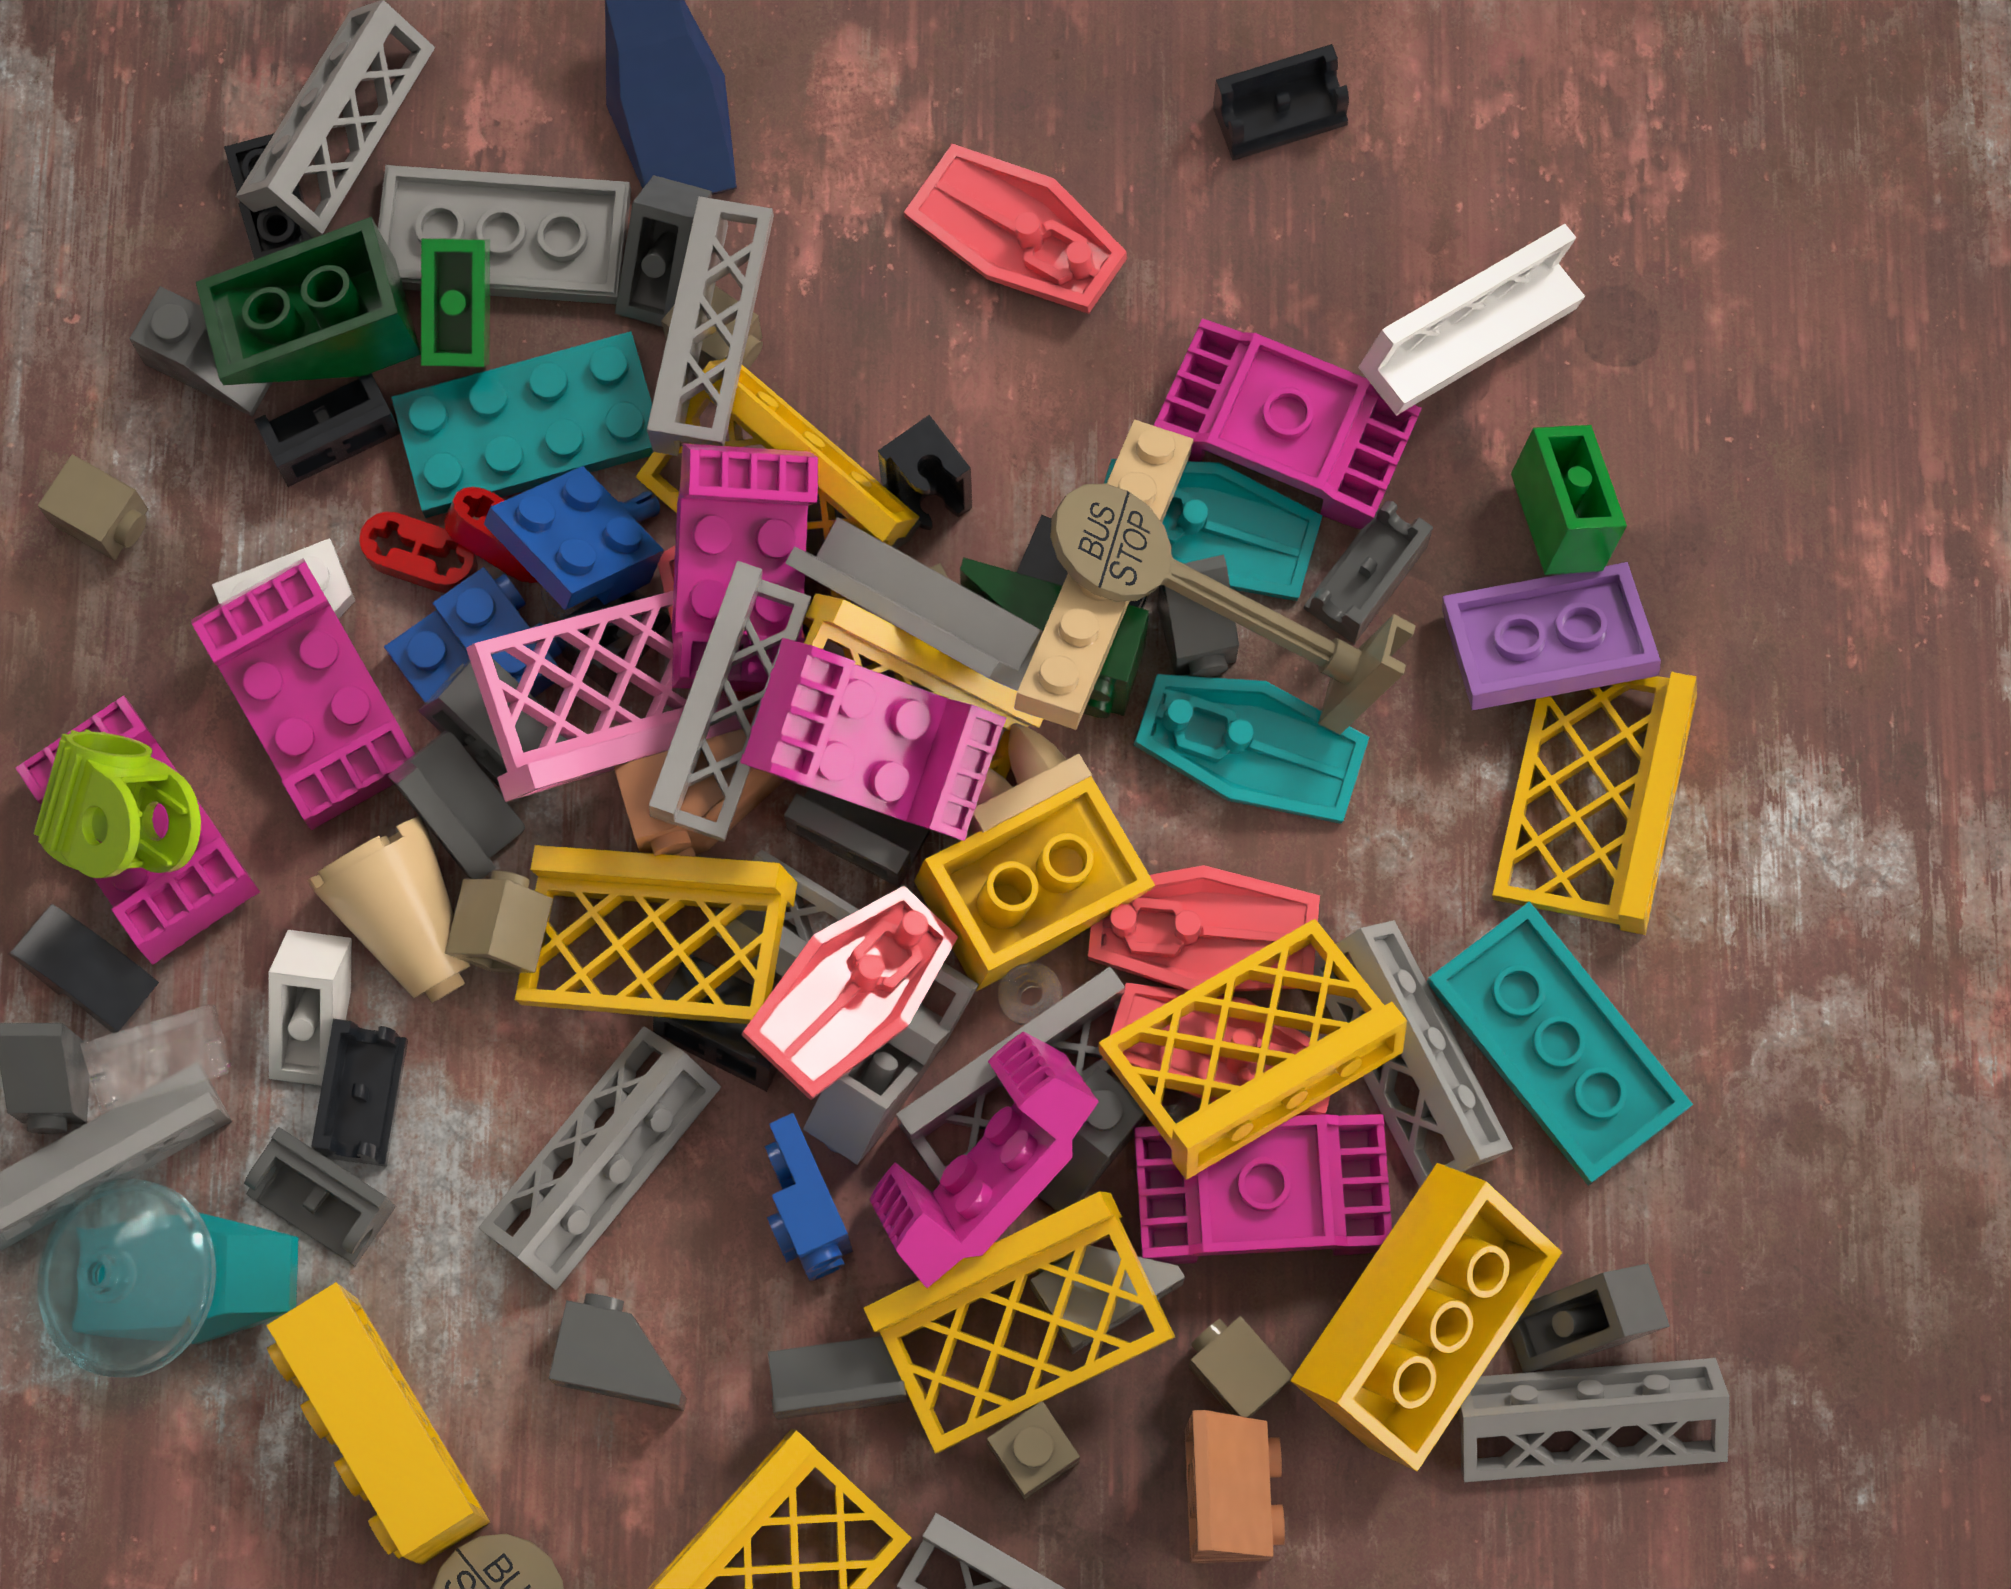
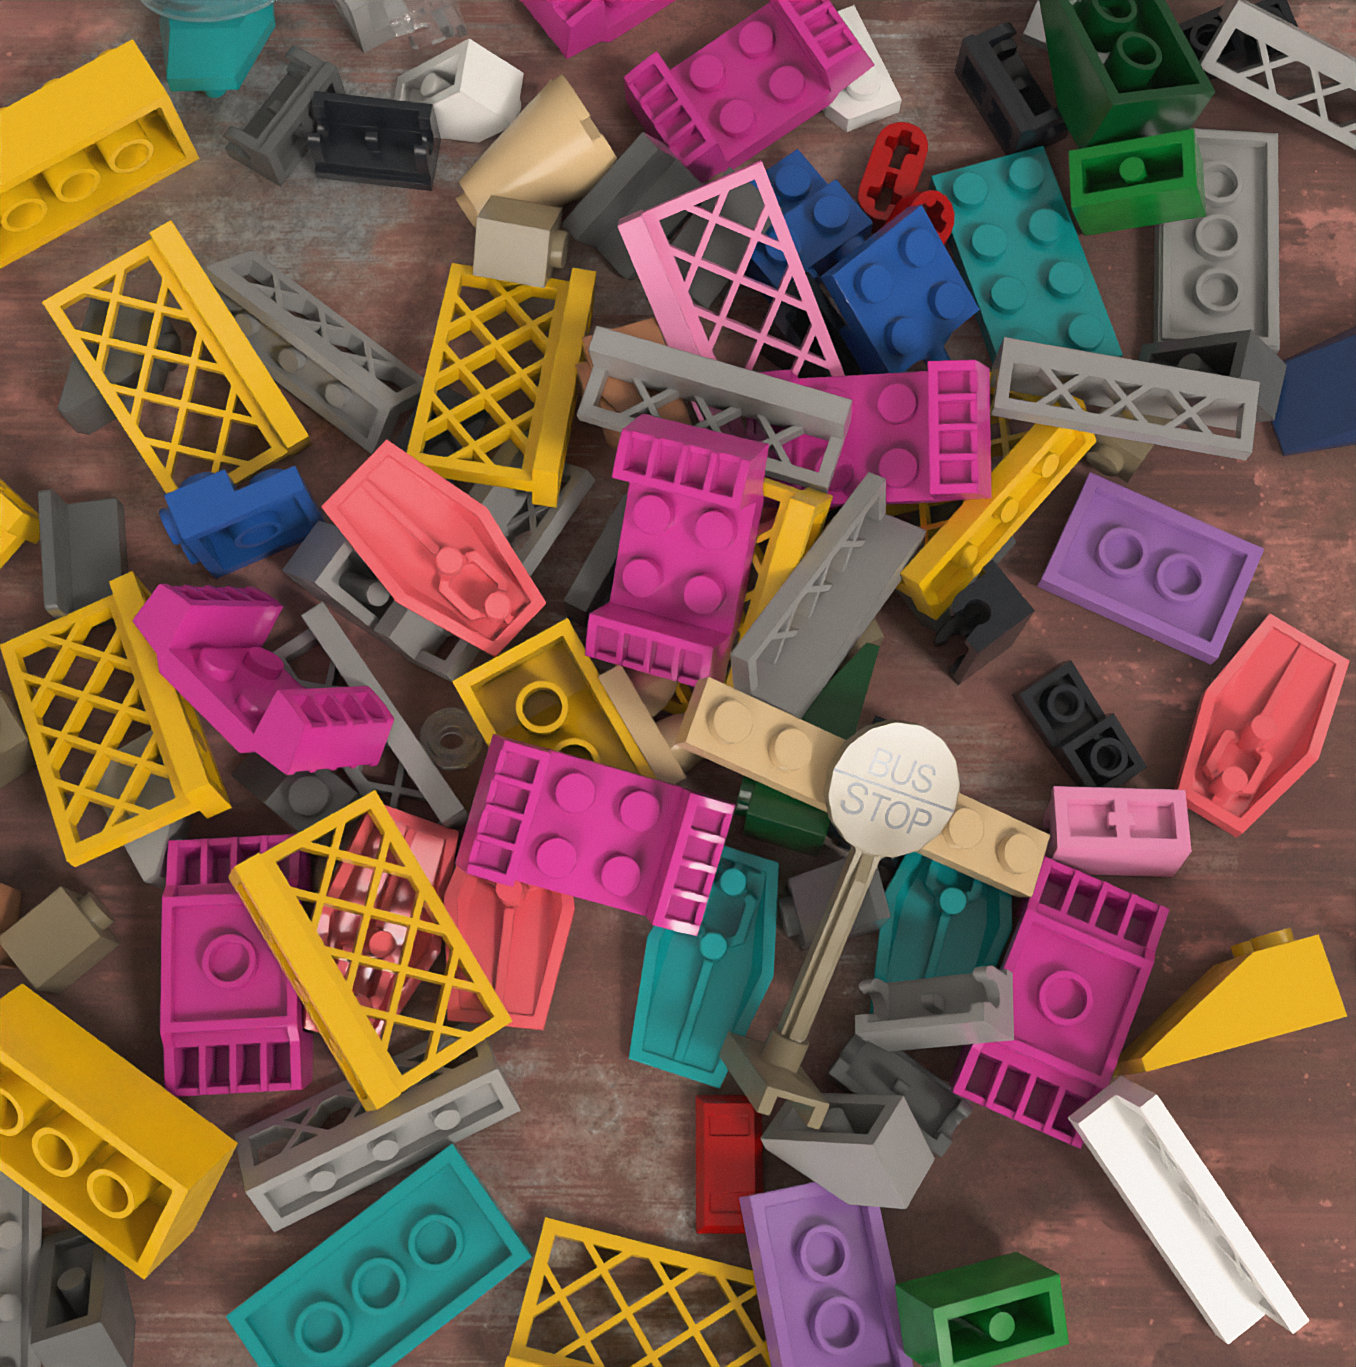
camera: 90 degrees right, 0 degrees up
(606, 1227) = (214, 328): none -> yellow fence
(858, 319) = (1151, 568): none -> medium lavender plate
(1023, 395) = (1076, 730): none -> black slope
(1123, 361) = (1118, 830): none -> bright pink hinge
(1140, 829) = (595, 833): none -> dark pink plate
(1291, 265) = (1259, 994): none -> yellow slope
(1300, 523) = (939, 1010): none -> light grey hinge
(1436, 590) = (862, 1153): none -> light grey slope
(1436, 730) = (726, 1161): none -> red tile

